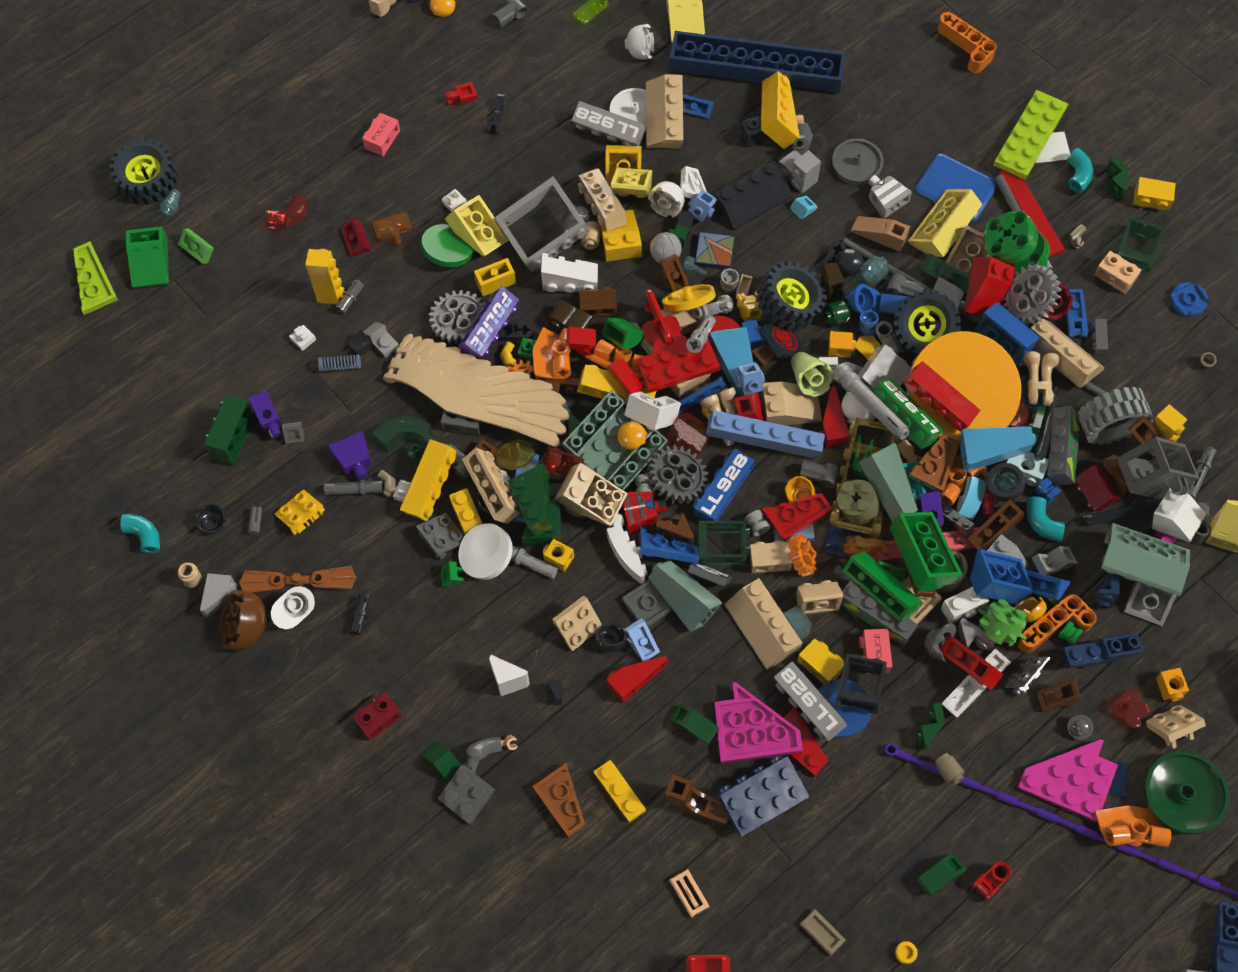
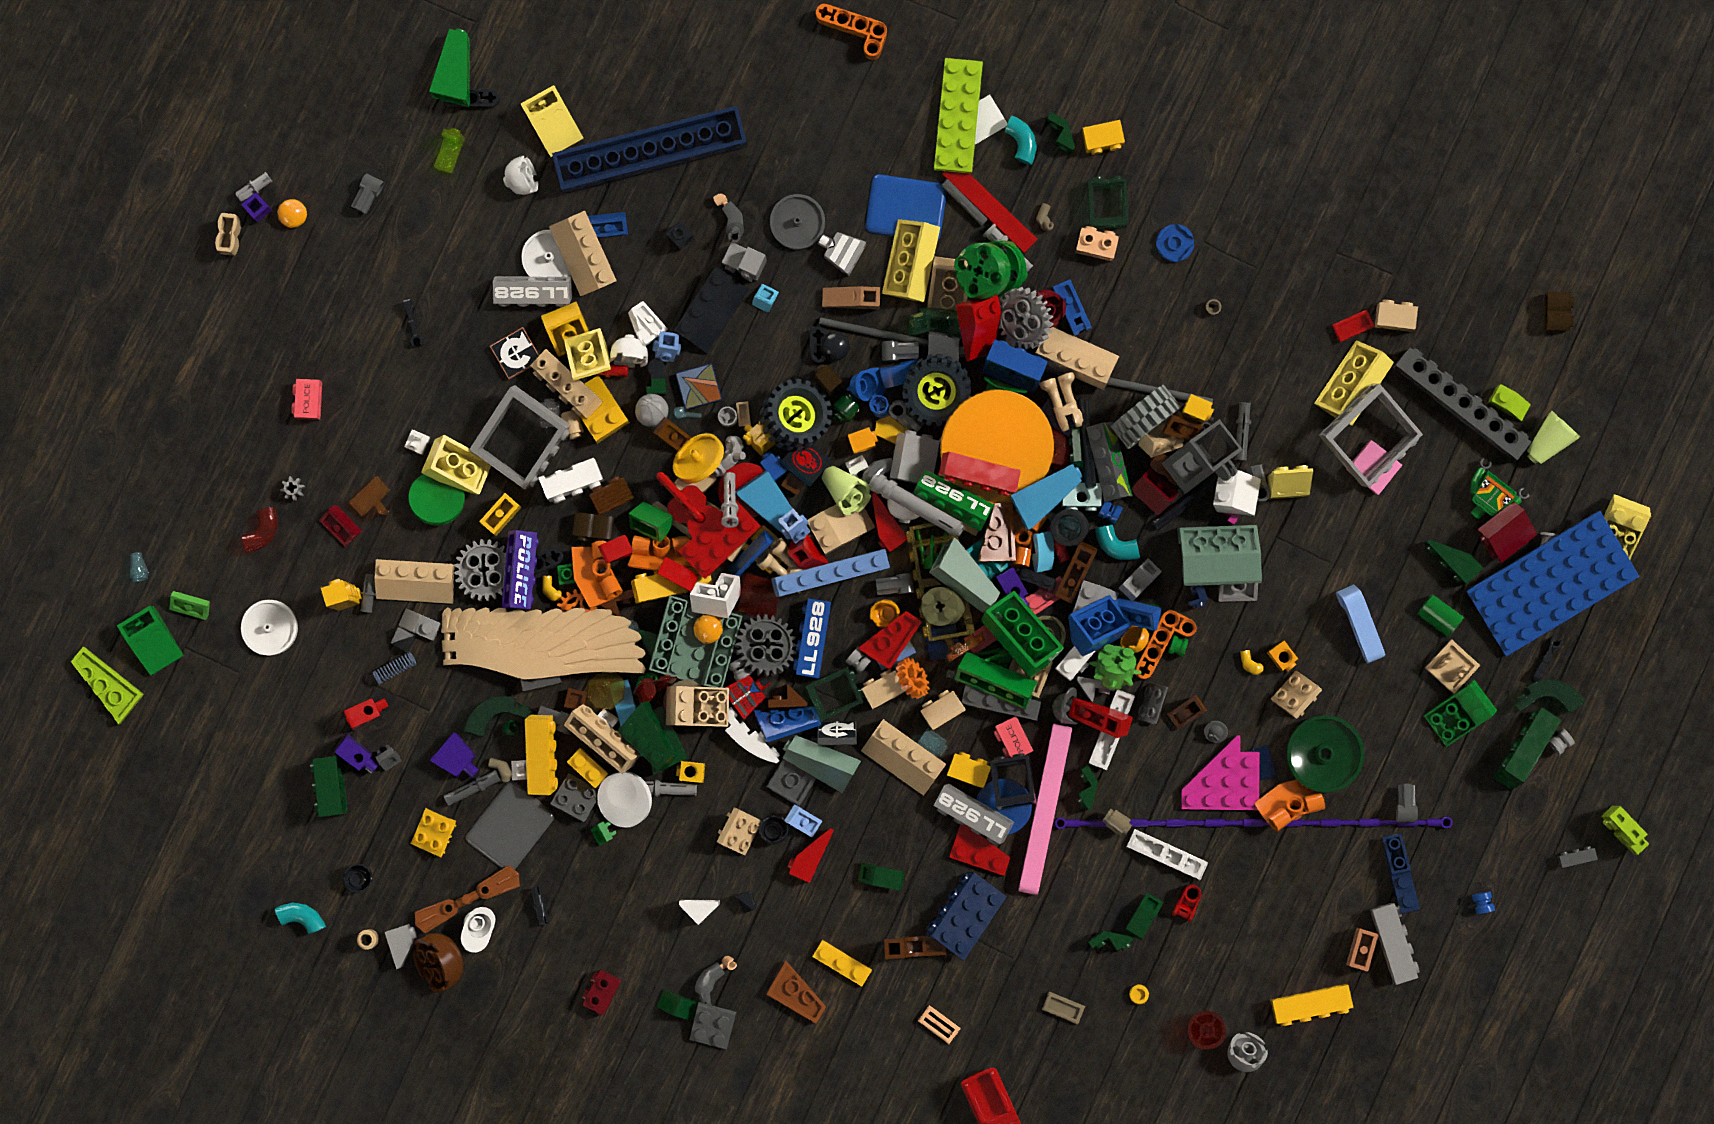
camera: 20 degrees left, 20 degrees up
(128, 175) = (81, 564): black wheel -> none
(252, 291) = (269, 627): none -> white piece
(255, 519) = (399, 863): dark grey piece -> none
(292, 385) = (357, 718): none -> red torso
(302, 337) = (344, 655): white tile -> none
(331, 193) = (287, 485): none -> light grey gear
(370, 536) = (510, 826): none -> dark grey piece
(394, 301) = (414, 581): none -> tan slope
(463, 92) = (367, 313): red plate -> none
(569, 166) = (515, 353): none -> tile
(643, 207) = (616, 370): none -> red pin
(753, 729) = (934, 860): dark pink wing -> none
(778, 110) = (695, 201): yellow wedge -> none
(875, 269) = (863, 344): clear light blue head -> none
(880, 730) = (1045, 809): none -> bright pink beam
(905, 886) = (1118, 940): none -> dark green slope
(987, 825) = (1167, 854): none -> white slope
(1099, 336) = (1103, 323): dark grey piece -> none
(1102, 652) = (1211, 651): dark blue slope -> none
(1117, 441) = (1158, 443): none -> tan brick
(1134, 708) = (1257, 691): clear red plate -> none
(1135, 680) = (1249, 665): none -> yellow arm

